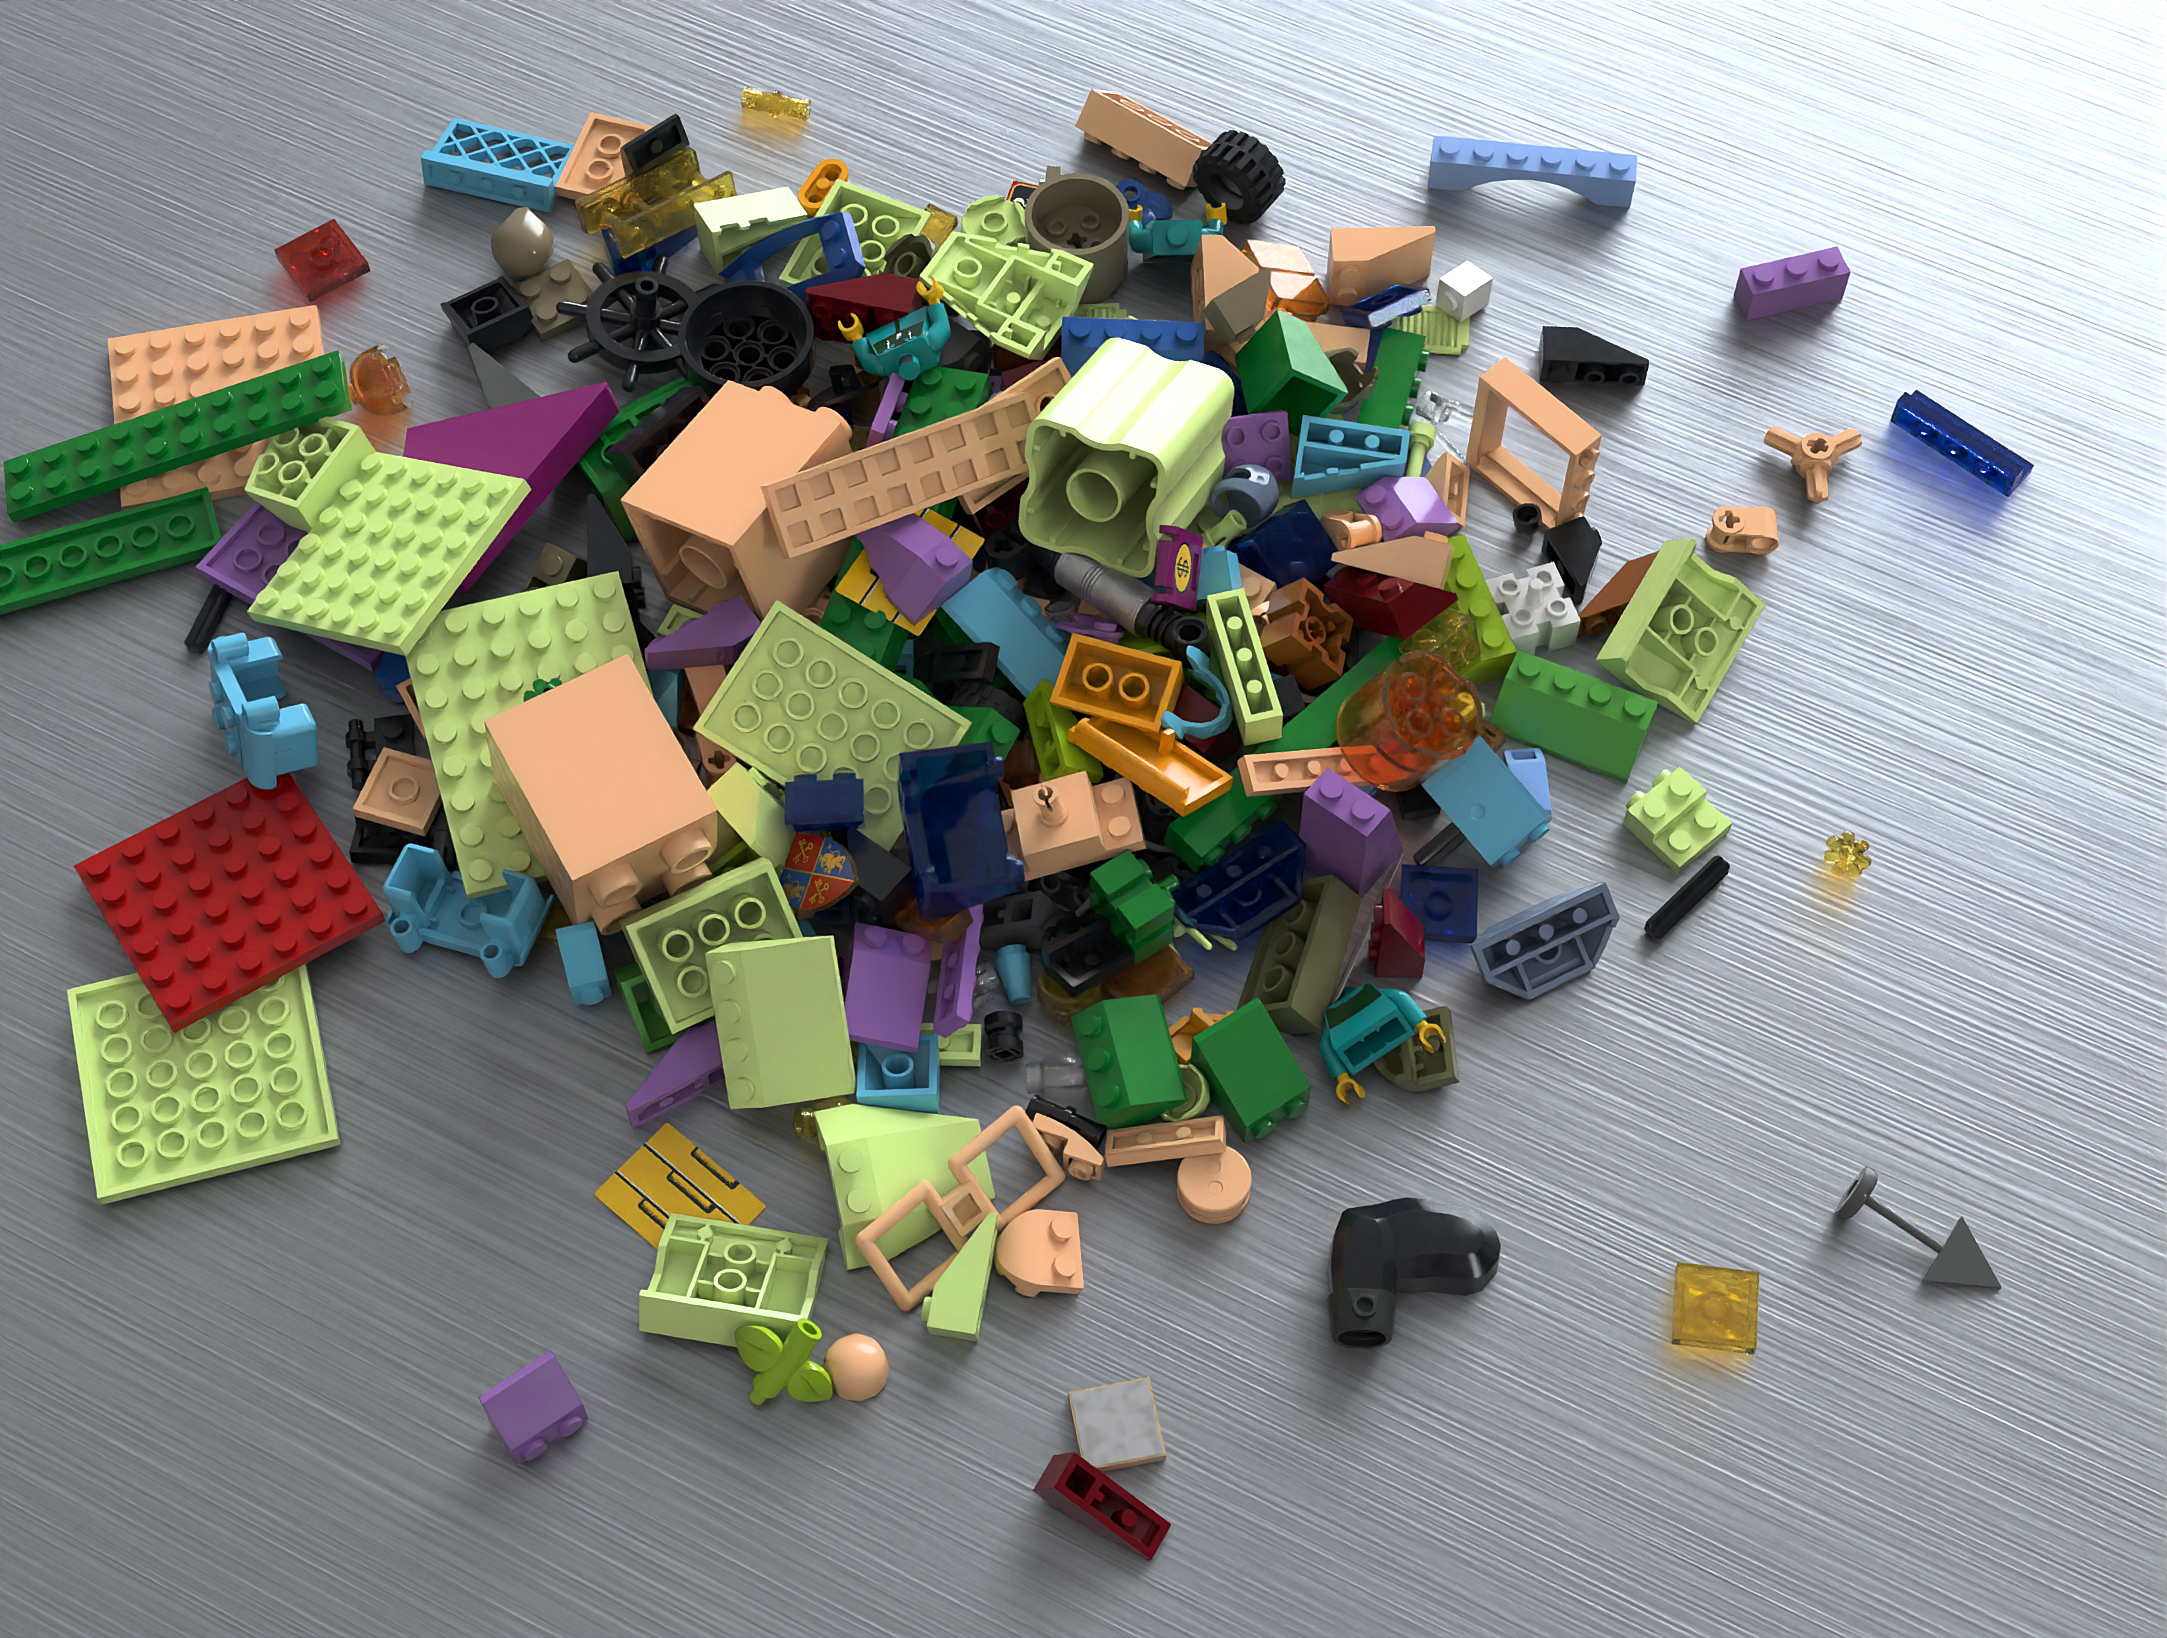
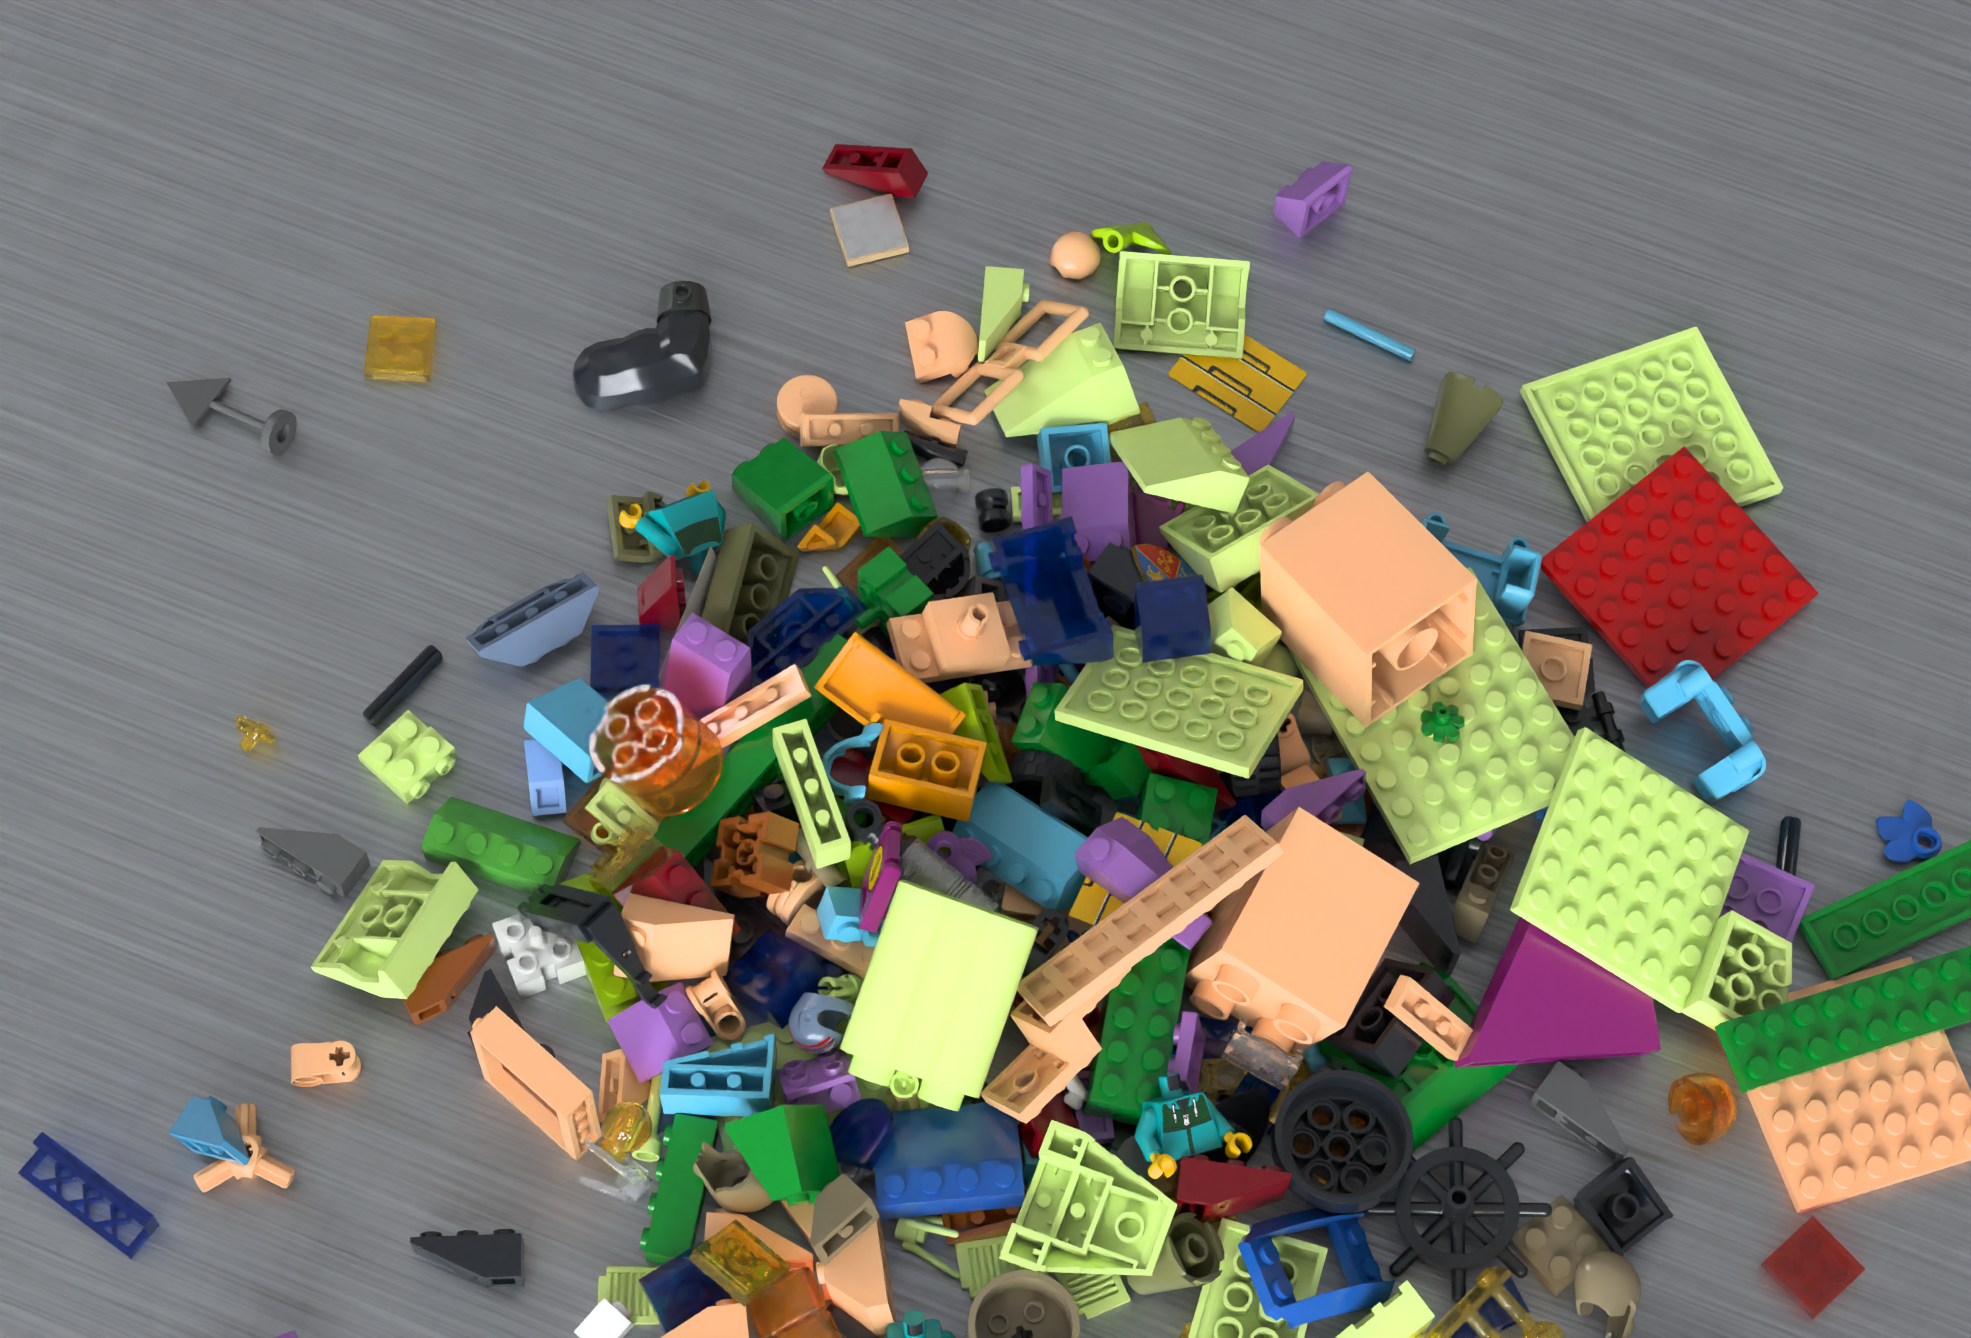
camera: 170 degrees right, 5 degrees up
(76, 626) = (1906, 831): none -> blue plate
(425, 1098) = (1459, 417): none -> olive cone
(505, 1233) = (1369, 334): none -> medium azure bar
(640, 413) = (1428, 1017): none -> light nougat plate
(1337, 297) = (739, 1262): none -> clear yellow plate
(1442, 436) = (625, 1129): none -> clear yellow piece
(1491, 565) = (590, 918): none -> black hinge
(1763, 720) = (324, 856): none -> dark grey slope
(1847, 453) = (210, 1131): none -> dark azure slope

